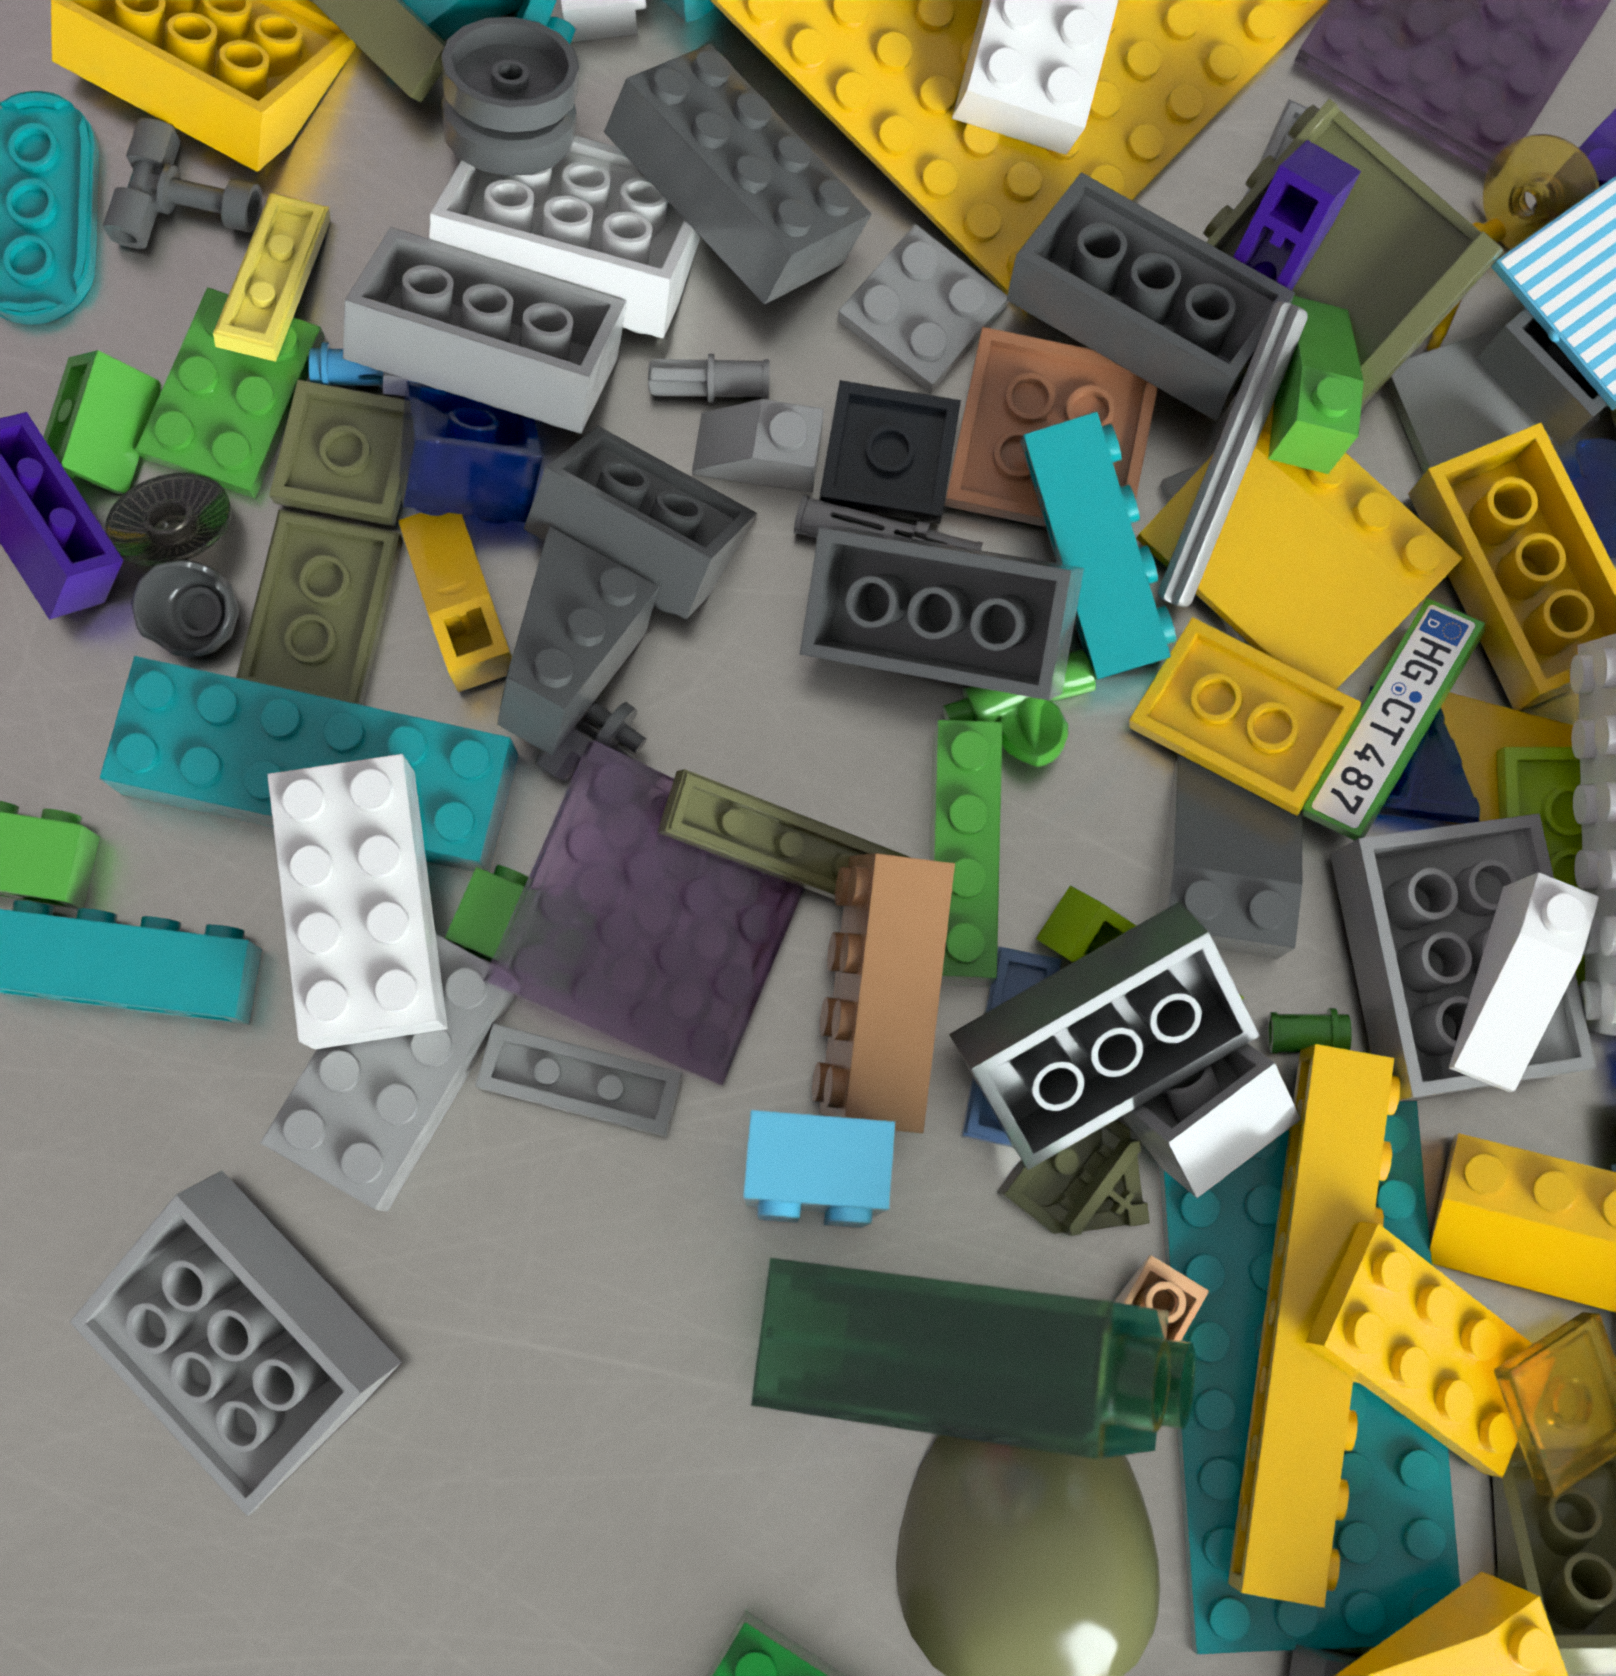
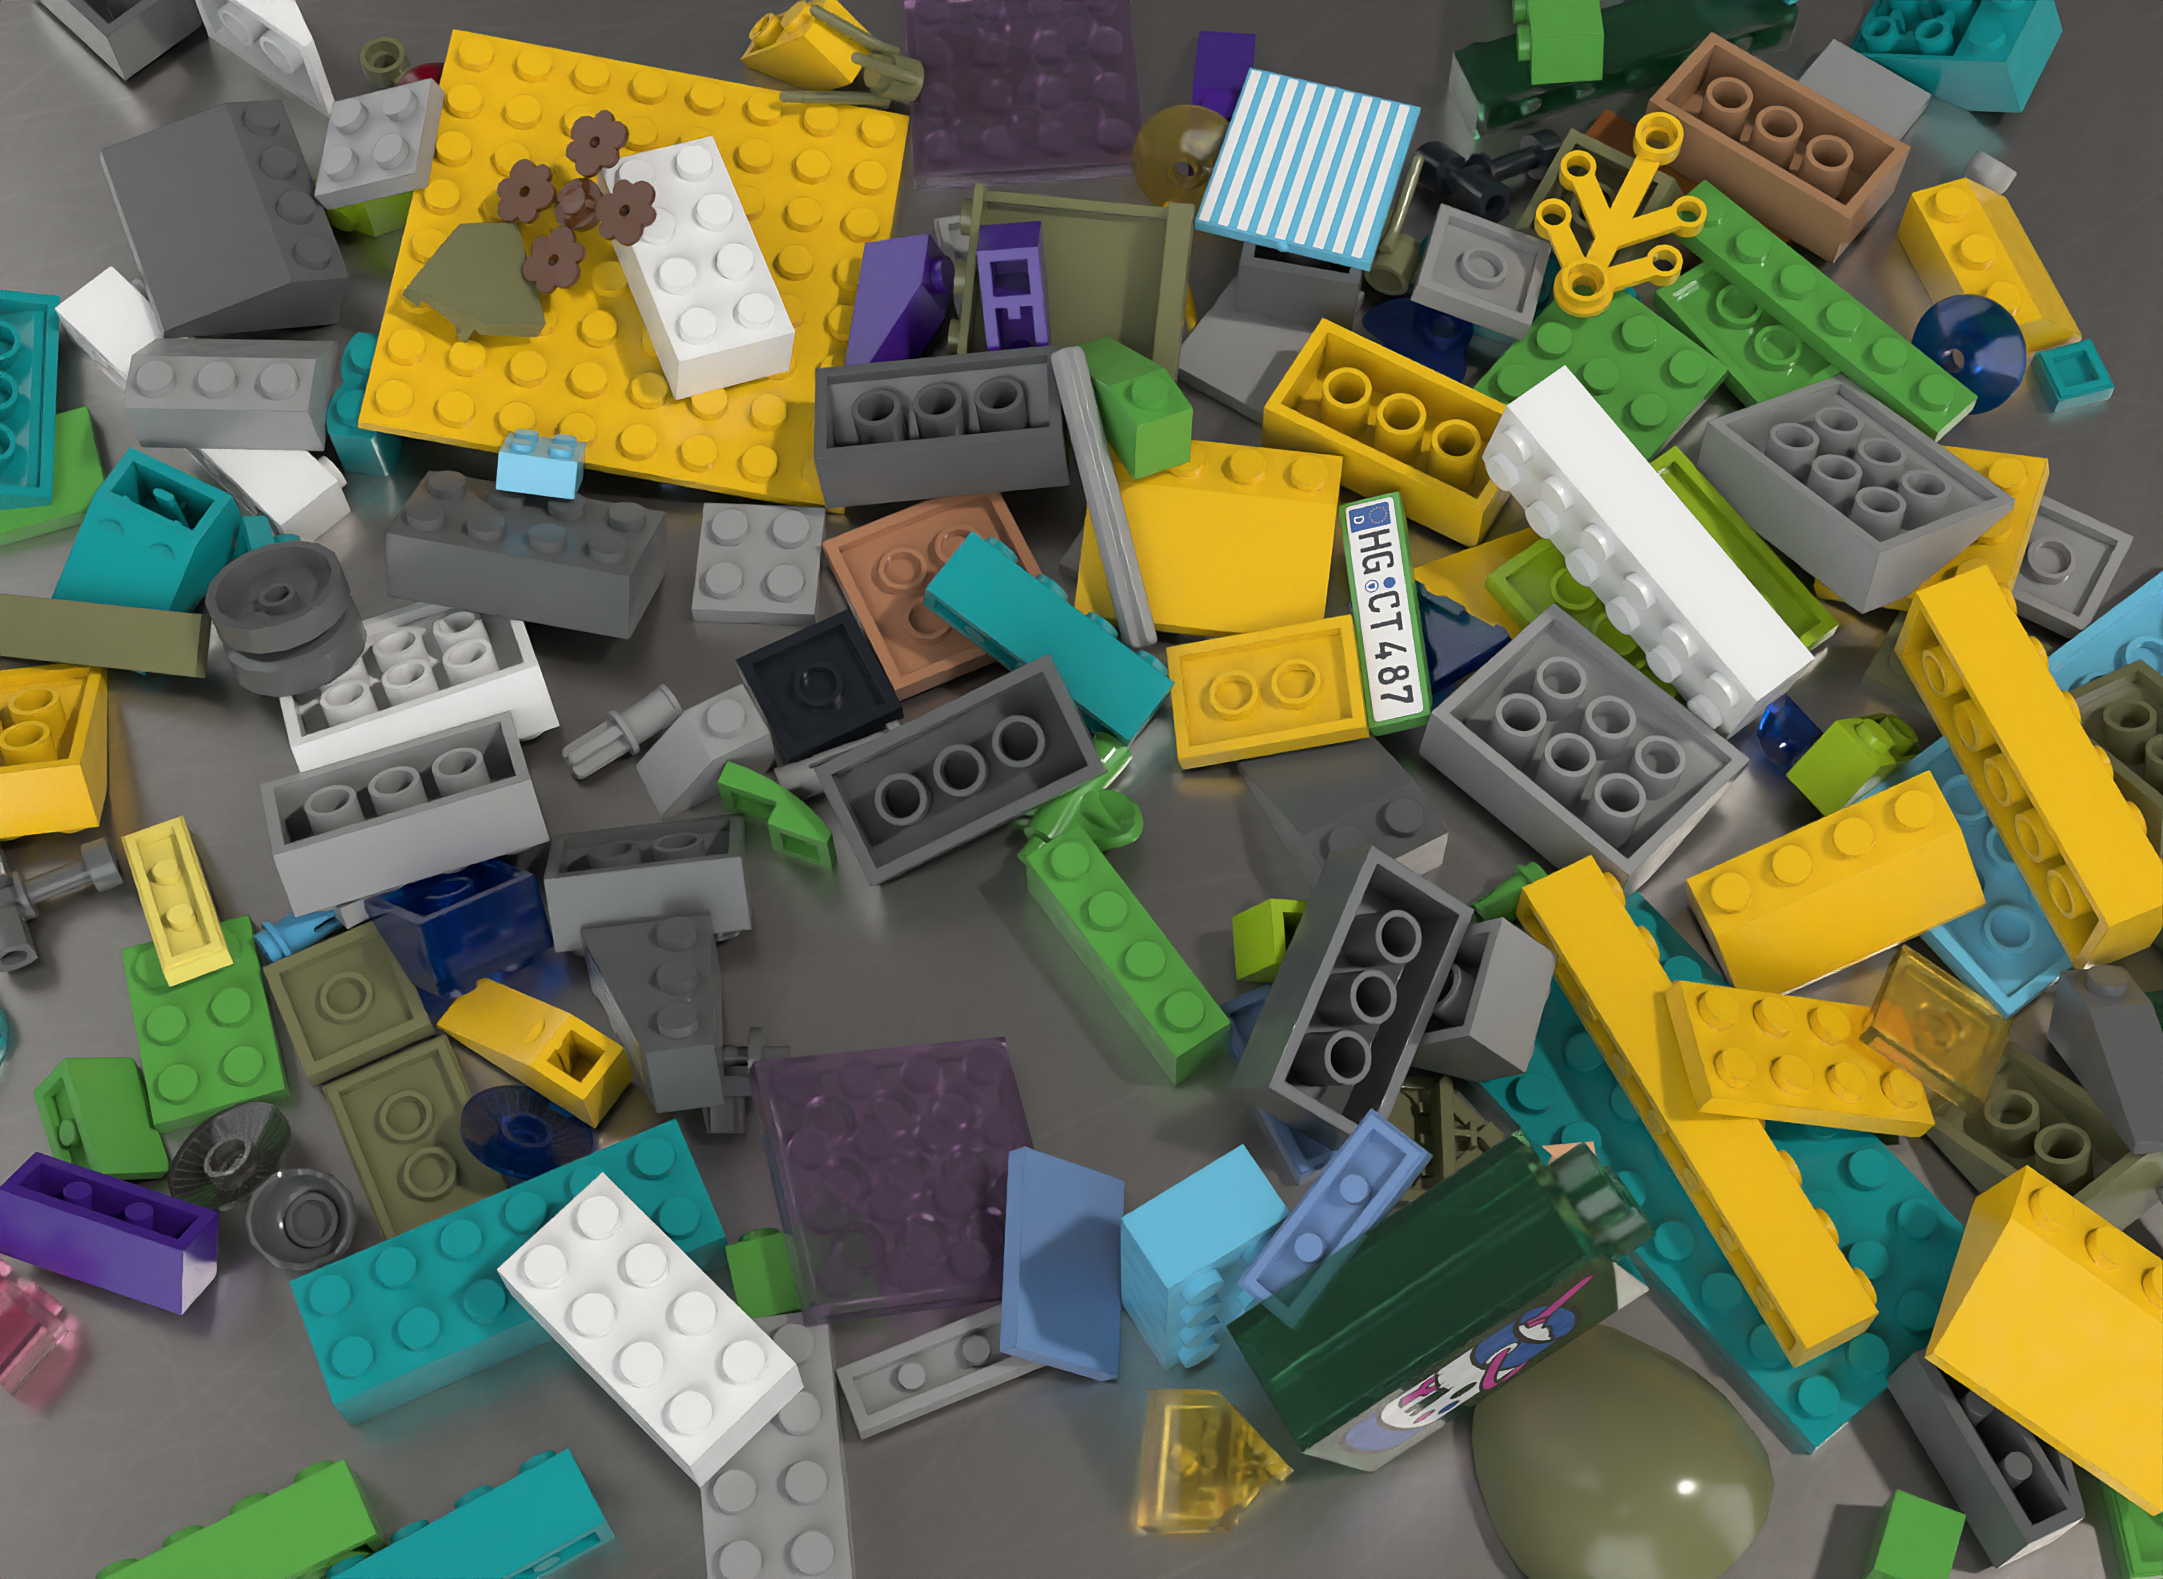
camera: 30 degrees left, 15 degrees down
(406, 642) = (522, 1132): none -> clear blue dish
(710, 1300) = (1201, 1463): none -> clear yellow slope
(720, 1068) = (1062, 1265): none -> medium blue tile
(760, 833) = (972, 1044): olive tile -> none
(781, 550) = (791, 823): none -> bright green slope
(797, 103) = (541, 464): none -> medium azure piece
(884, 989) = (1136, 1073): medium nougat brick -> none
(930, 1237) = (1342, 1204): none -> medium blue tile
(1198, 156) = (899, 299): none -> dark purple slope
(1522, 977) = (1637, 724): white slope -> none

